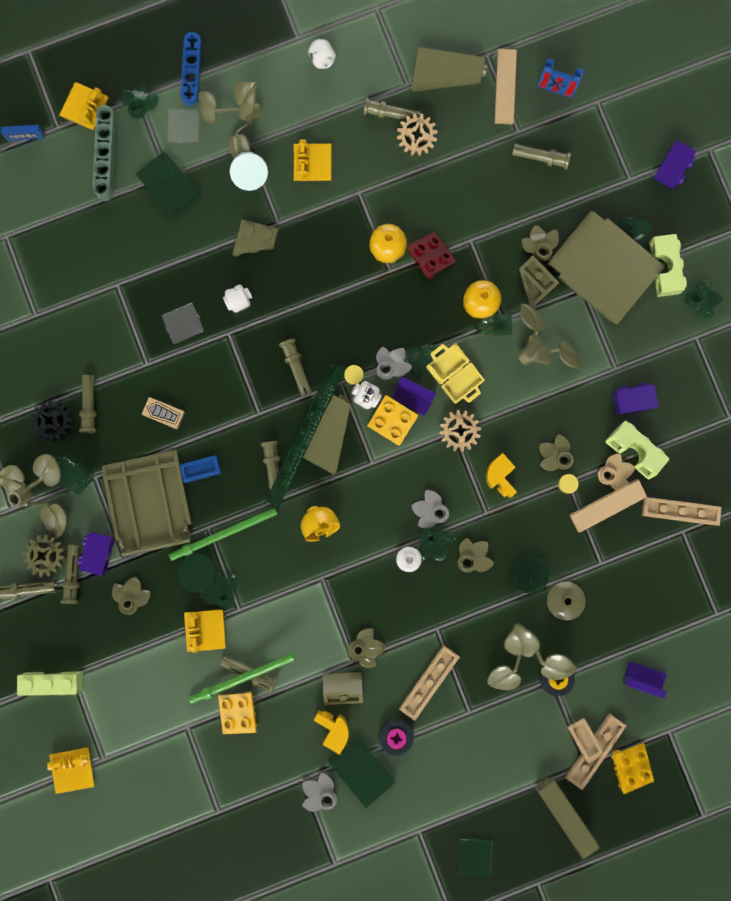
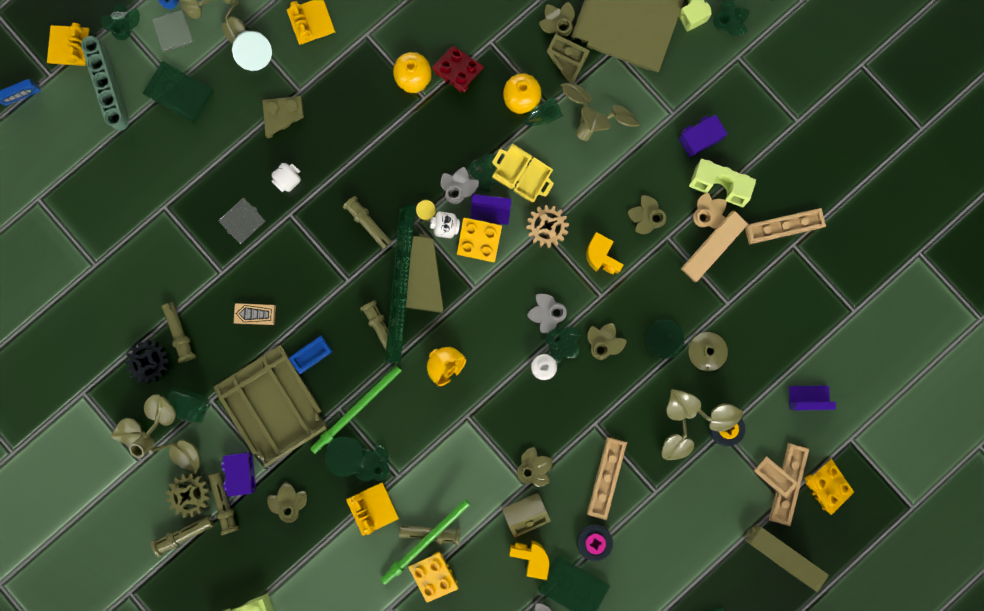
camera: 25 degrees left, 0 degrees up
(568, 483) = (668, 239): light yellow tile -> none

